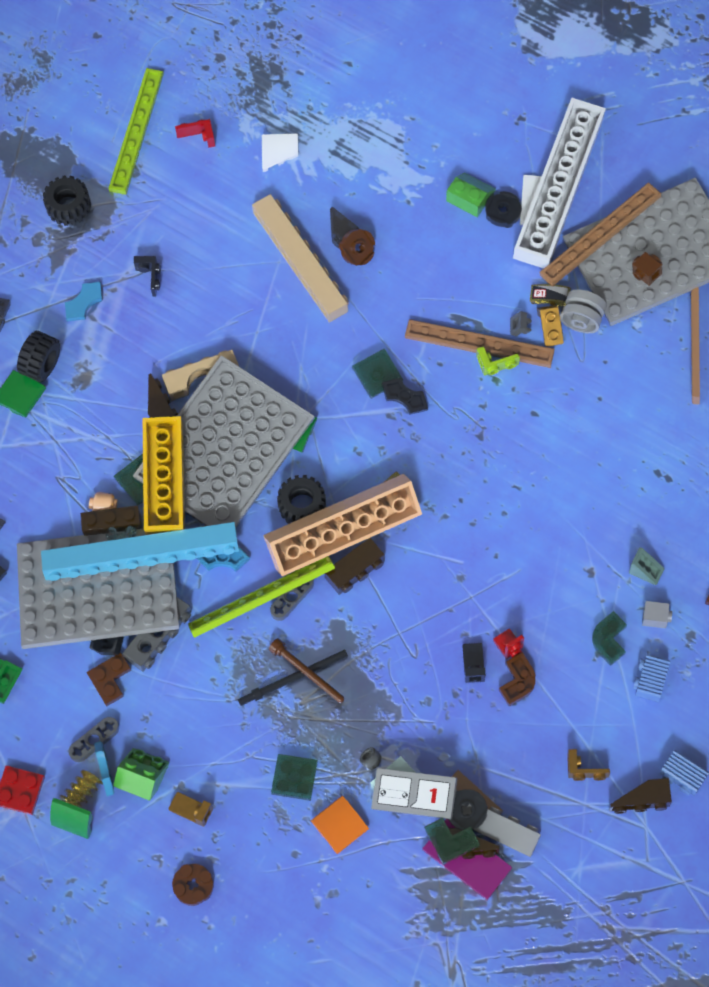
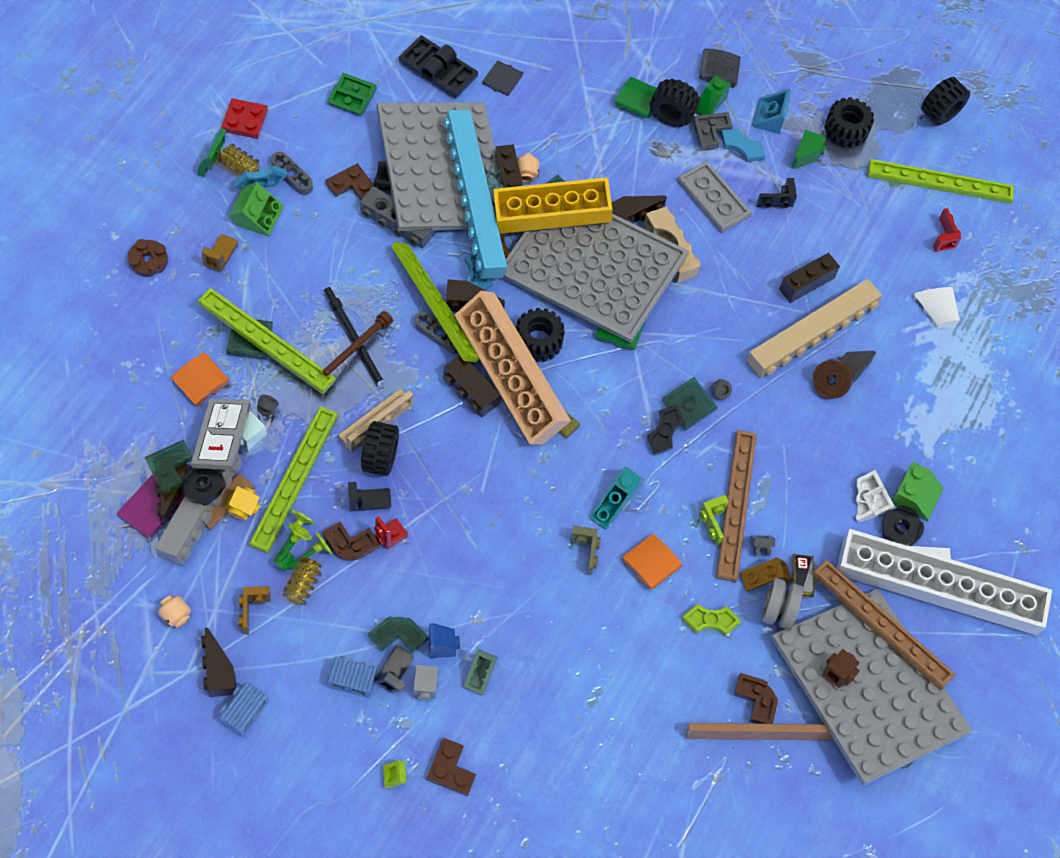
camera: 75 degrees right, 5 degrees down
(24, 320) = (713, 96): none -> green slope
(47, 268) = (772, 111): none -> dark azure slope
(52, 110) = (945, 100): none -> black tyre
(61, 330) = (708, 126): none -> dark grey plate
(93, 240) = (809, 149): none -> green slope
(143, 333) = (714, 197): none -> light grey tile
(245, 256) = (809, 277): none -> dark brown brick
(253, 567) = (461, 292): none -> dark brown slope
(300, 760) = (266, 340): none -> lime tile
(362, 345) = (721, 389): none -> dark grey tile
(388, 655) = (384, 412): none -> tan fence
(428, 647) = (380, 448): none -> black tyre
(450, 733) = (293, 480): none -> lime tile
(473, 441) = (617, 497): none -> teal slope
(474, 230) = (872, 497): none -> white slope
(480, 777) = (242, 503): none -> yellow brick
(520, 465) = (585, 536): none -> olive bracket
(537, 418) = (652, 561): none -> orange slope
(537, 736) = (284, 558): none -> plant
(560, 721) = (301, 581): none -> clear yellow piece
(590, 382) = (704, 619): none -> lime tile
(590, 838) = (174, 611): none -> light nougat head
(620, 598) = (442, 641): none -> blue slope
(645, 643) = (394, 669): none -> black bracket
(665, 337) = (763, 695): none -> reddish brown plate

